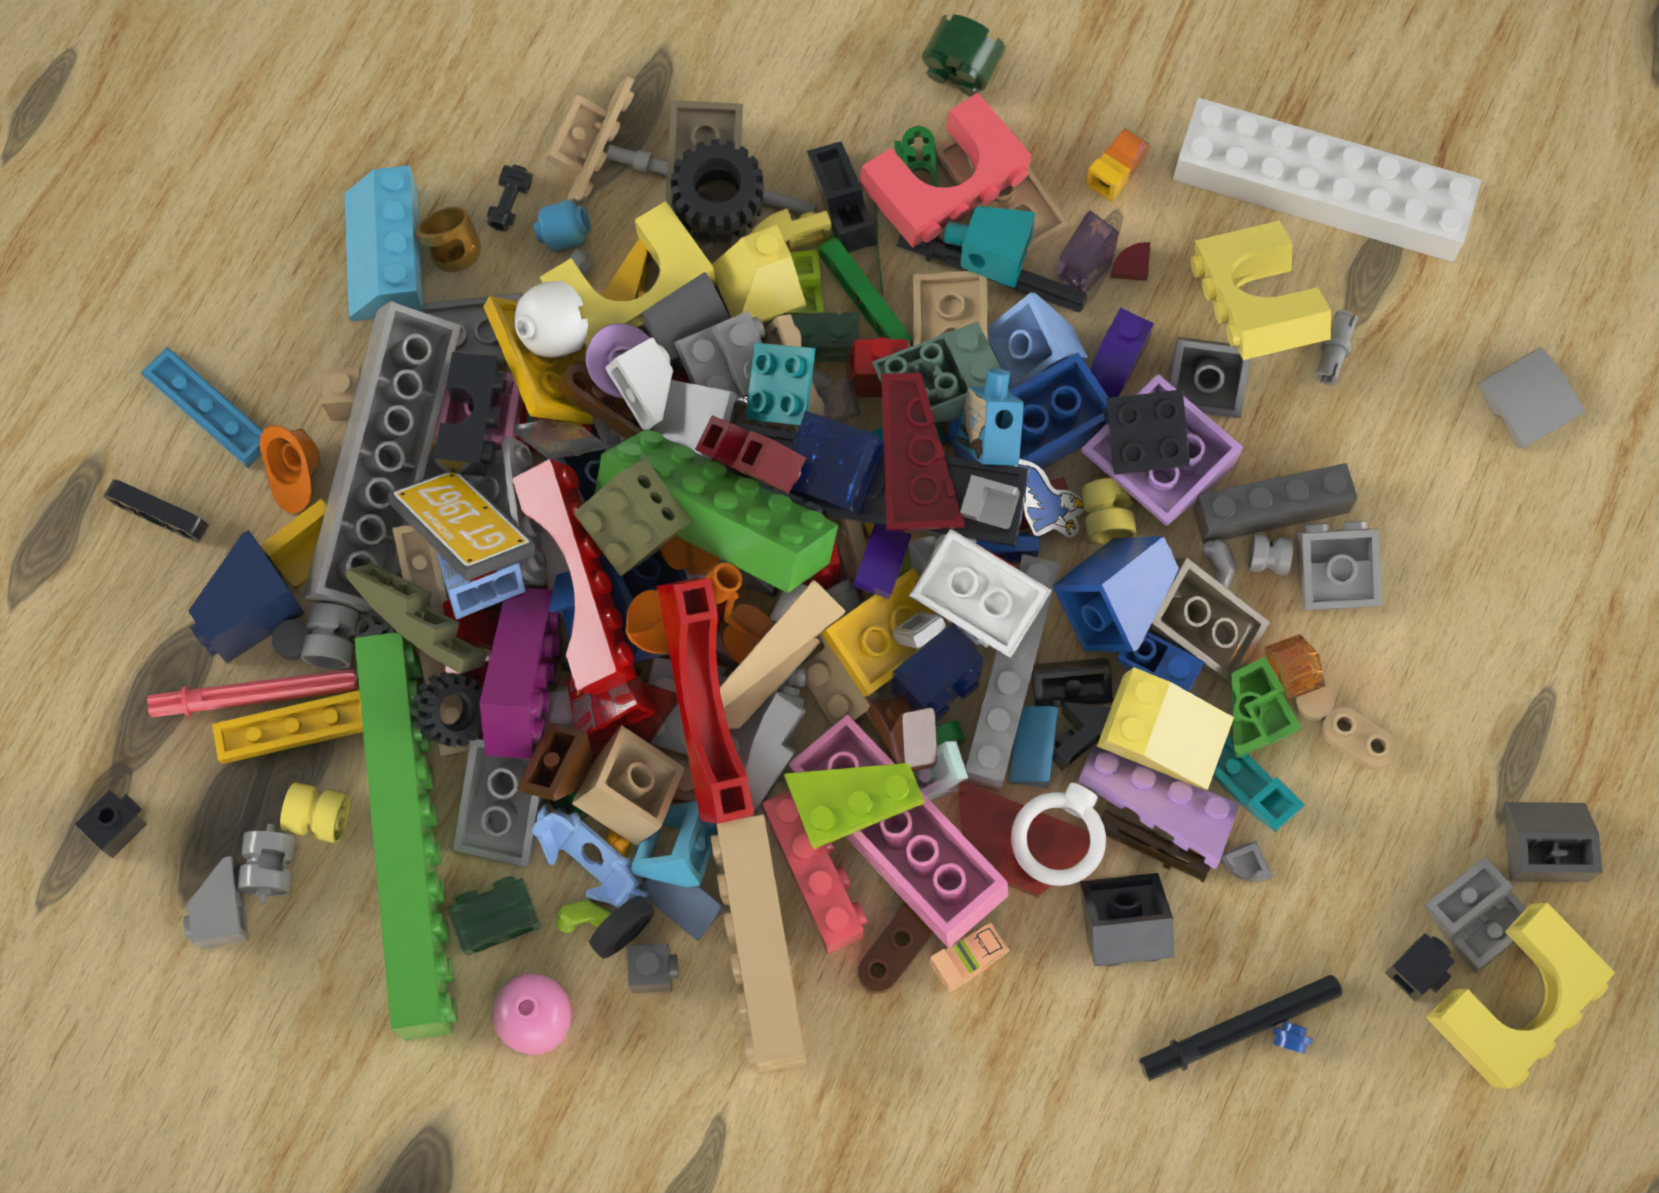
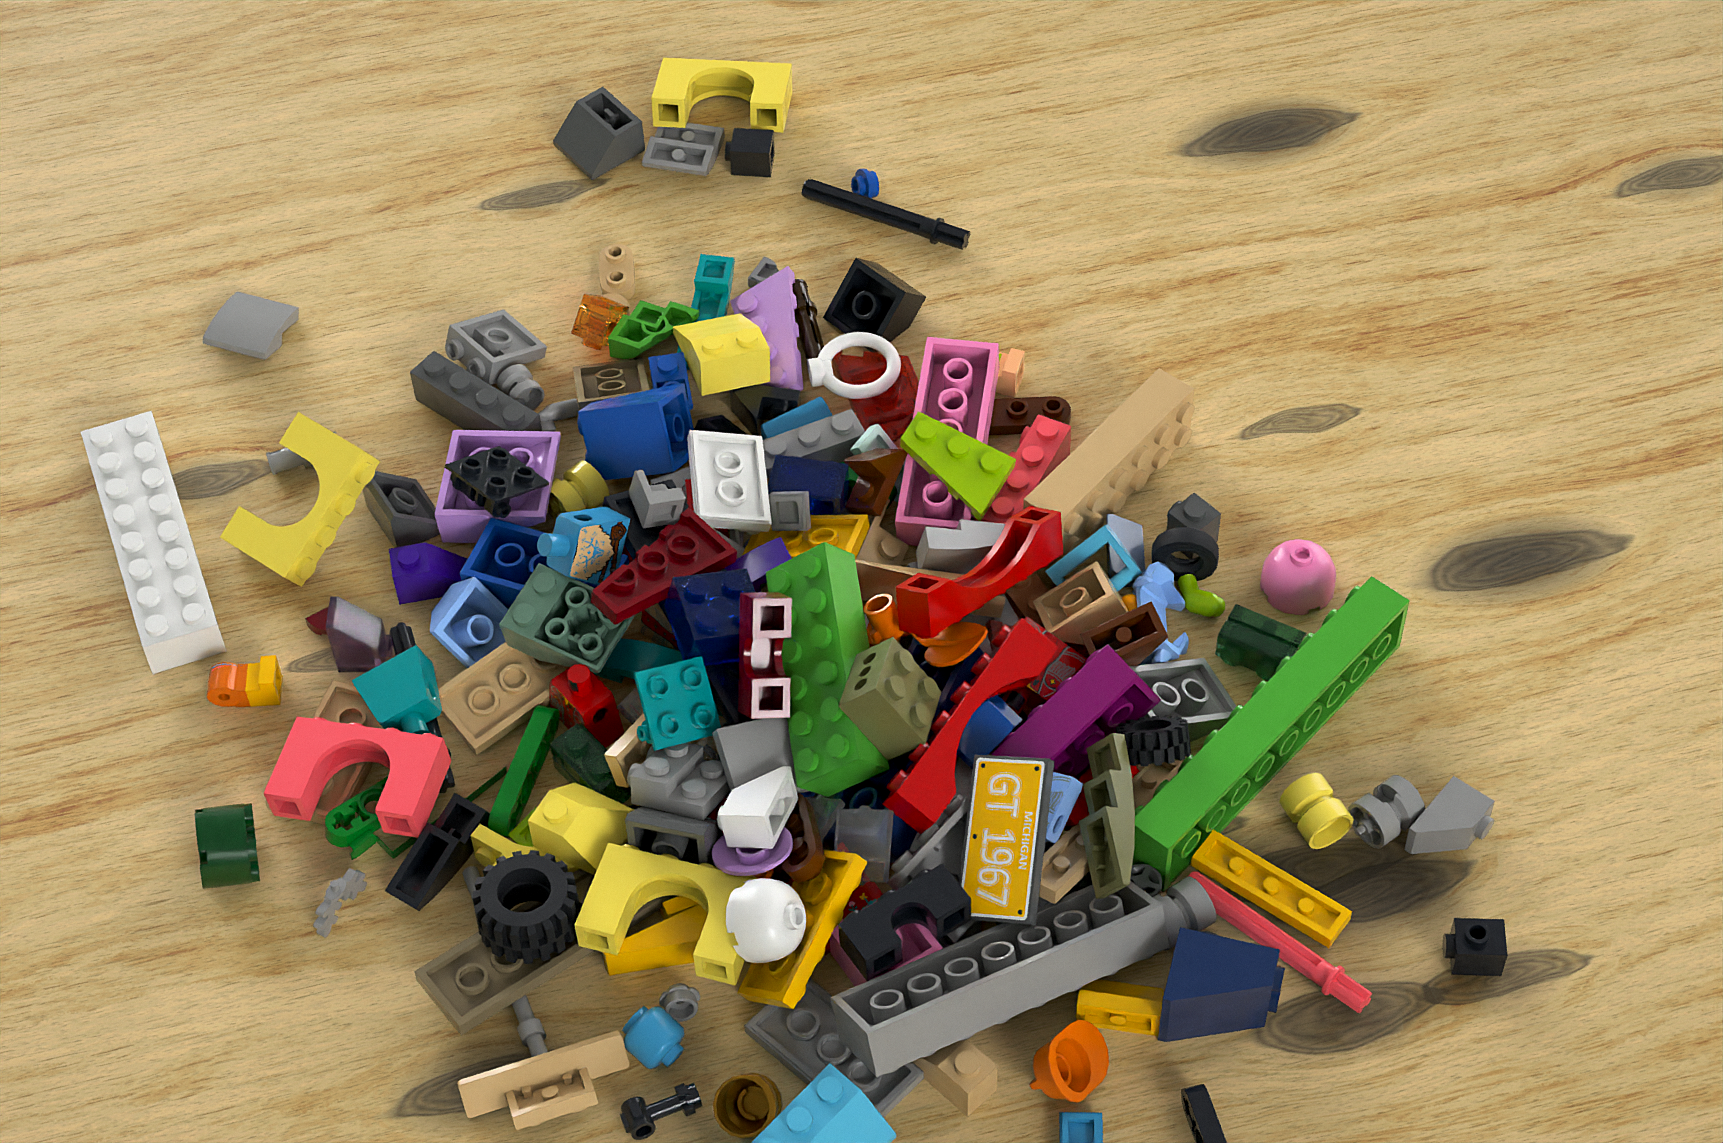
camera: 130 degrees left, 20 degrees down
(858, 101) = (338, 889): none -> light grey animal

